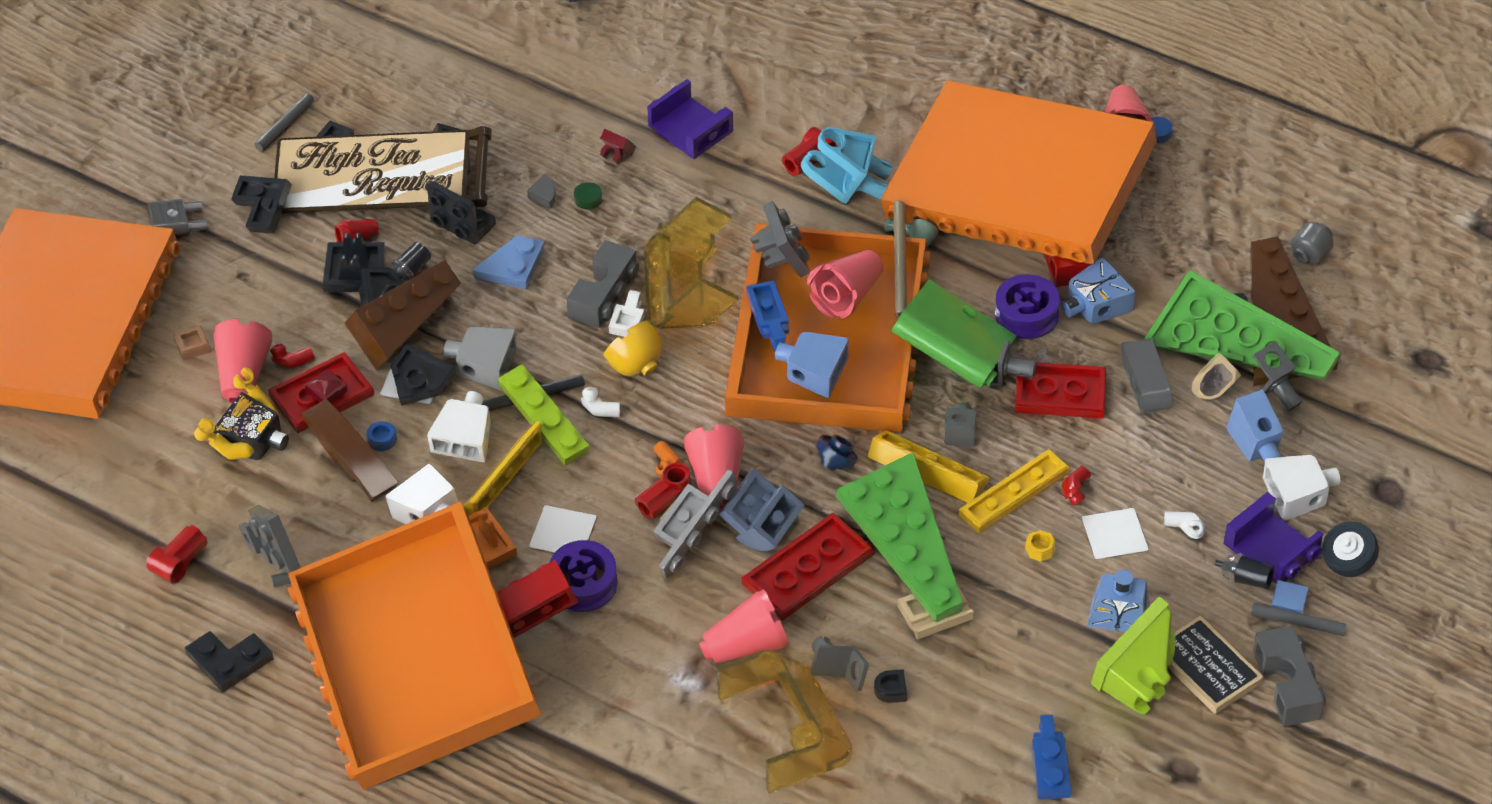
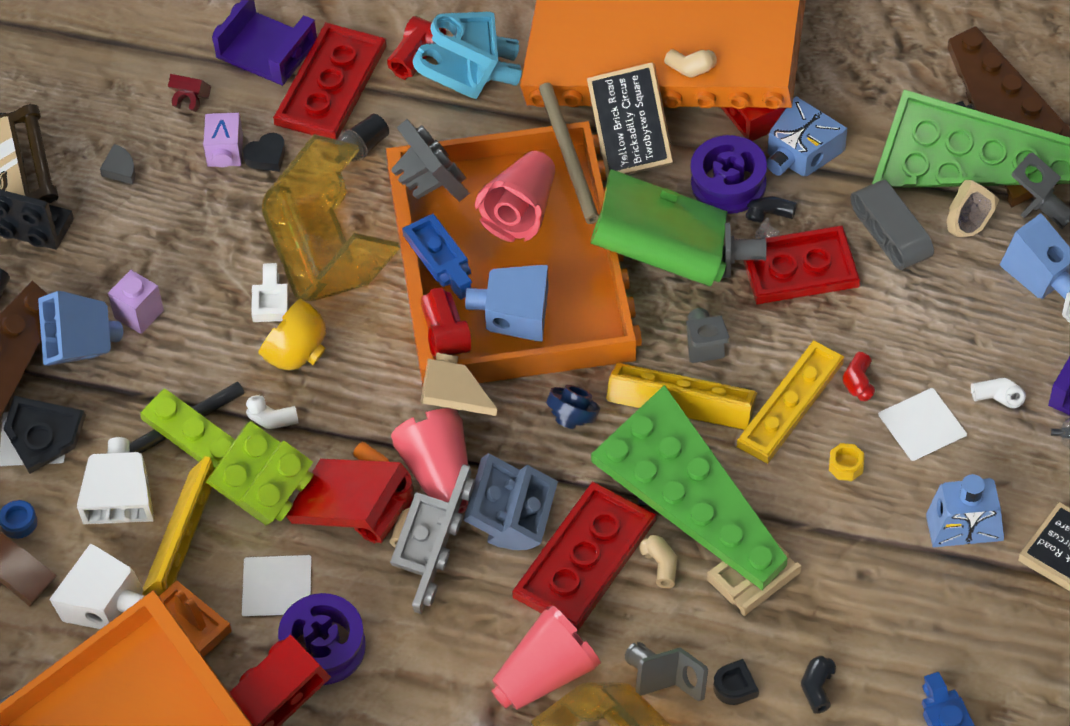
camera: 15 degrees left, 5 degrees up
(467, 303) = (75, 328): none -> medium blue torso
(483, 354) = (111, 386): light grey torso -> none
(512, 263) = (107, 260): medium blue wing -> none
(522, 296) = (135, 301): none -> lavender brick
(575, 444) = (261, 474): none -> lime plate
(587, 195) = (173, 158): dark green tile -> none
(595, 300) = (224, 287): dark grey arch -> none
(631, 189) = (223, 139): none -> lavender brick
(636, 473) = (347, 493): none -> red tile
(662, 207) = (265, 153): none -> black tile
(732, 163) = (330, 81): none -> red tile
(744, 212) = (366, 135): none -> black piece
(744, 413) = (454, 387): none -> tan slope
(753, 369) = (445, 329): none -> red piece
(866, 574) = (658, 548): none -> tan arm
(917, 229) = (573, 111): sand green bar -> none
(952, 699) = (813, 680): none -> black arm
(959, 245) = (630, 120): none -> black tile
(1020, 211) = (692, 64): none -> tan arm
(1053, 338) = (771, 205): none -> black arm
(1138, 661) = (1020, 579): lime piece -> none
(1312, 243) = (1017, 25): dark grey head -> none

